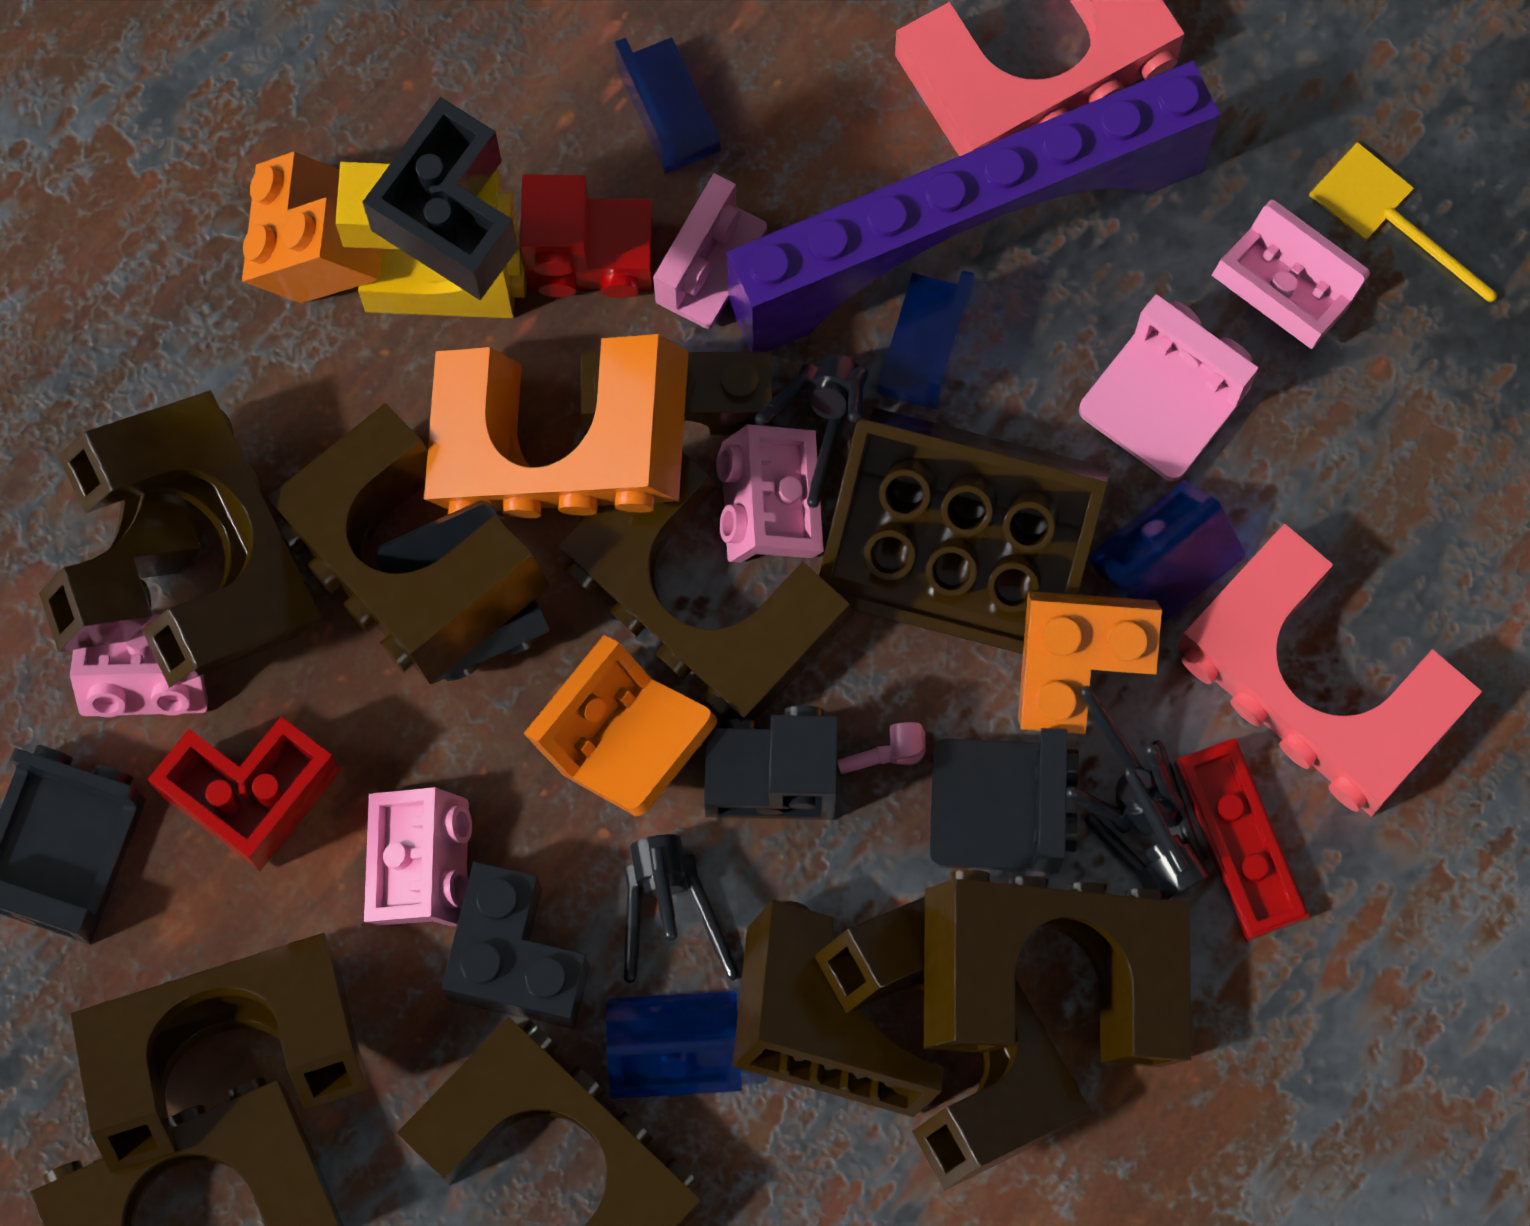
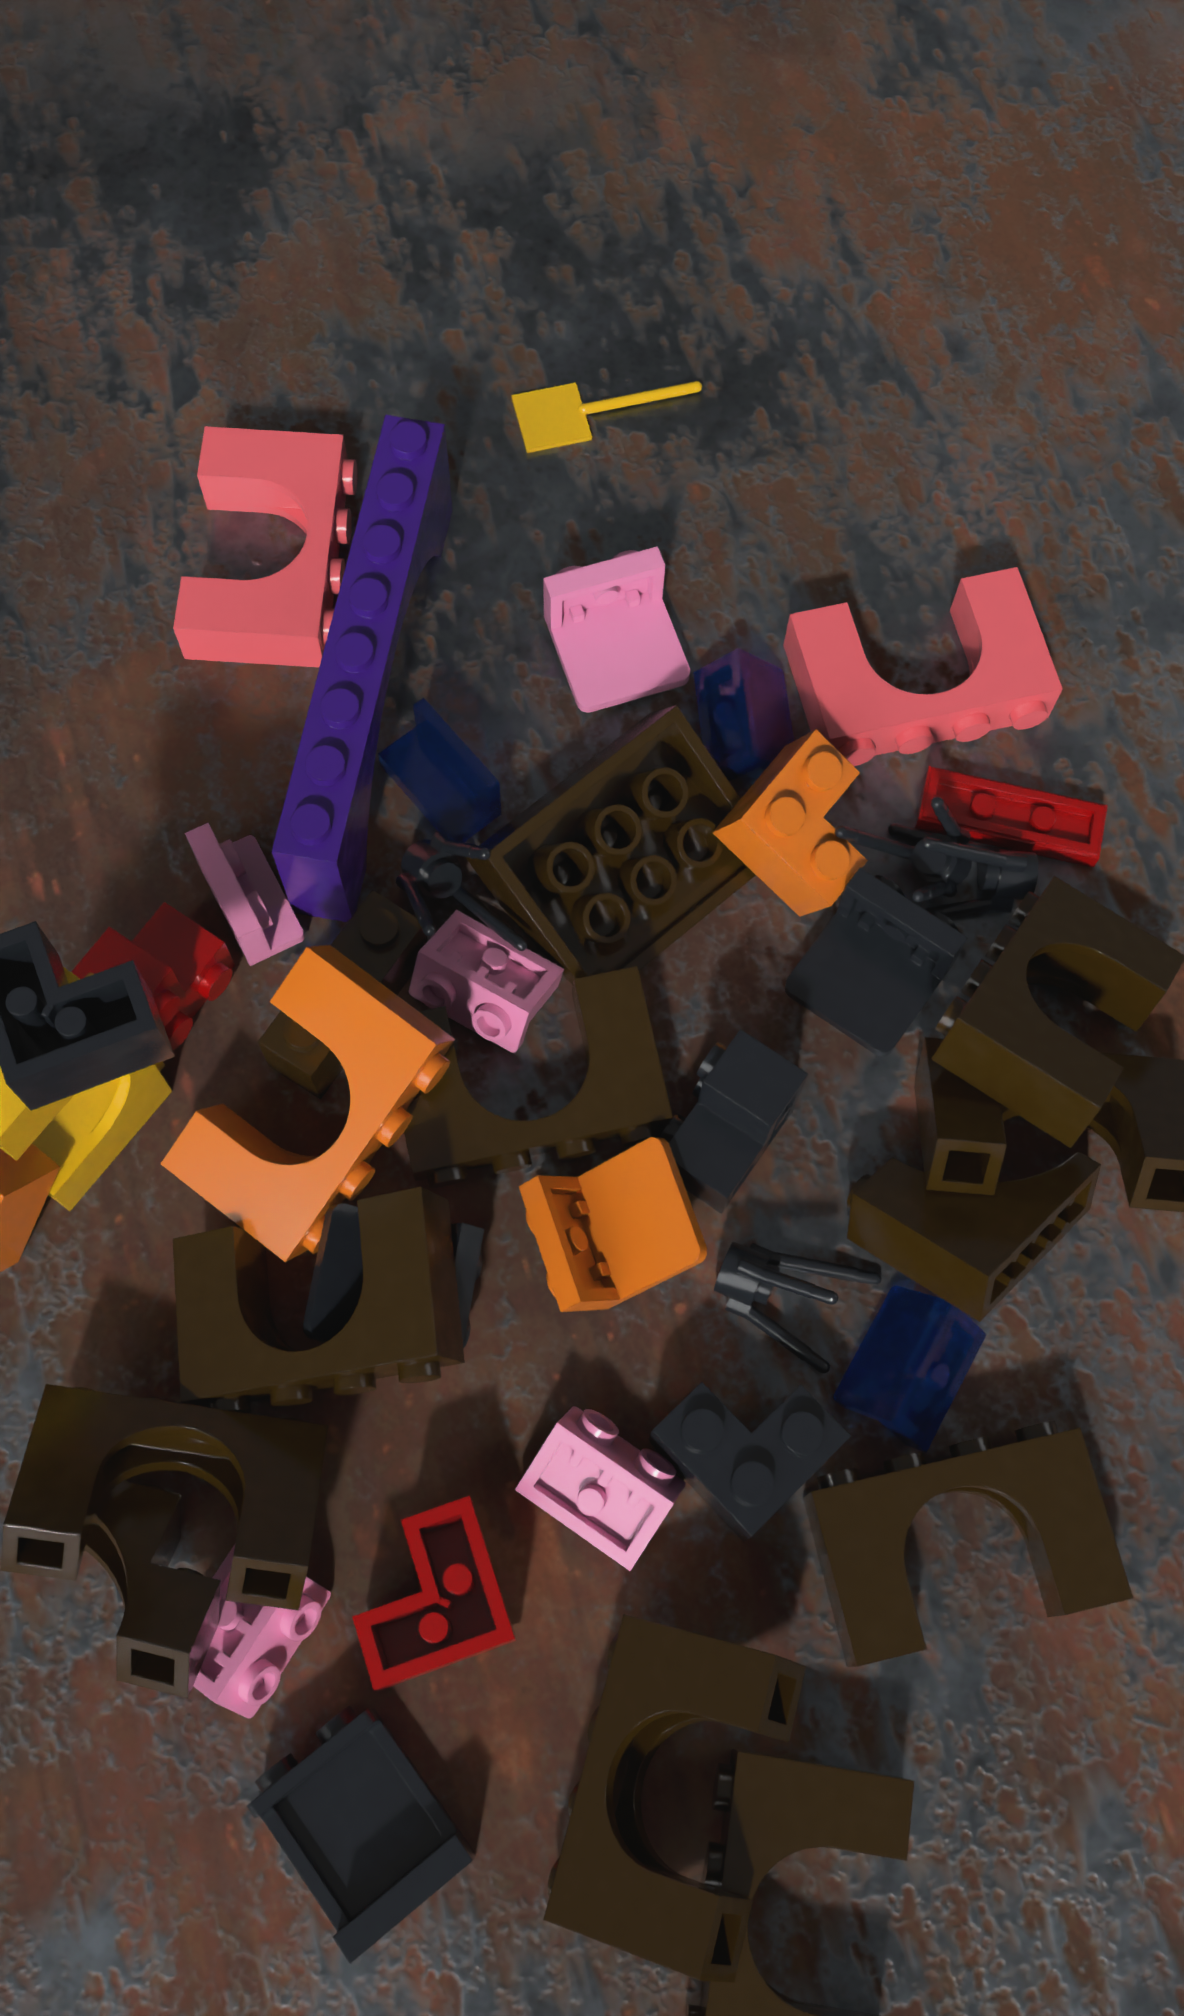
camera: 60 degrees left, 5 degrees down
(666, 103) = (84, 847): clear blue panel -> none
(905, 748) = (771, 1012): bright pink hand -> none
(1292, 274) = (586, 491): bright pink bracket -> none

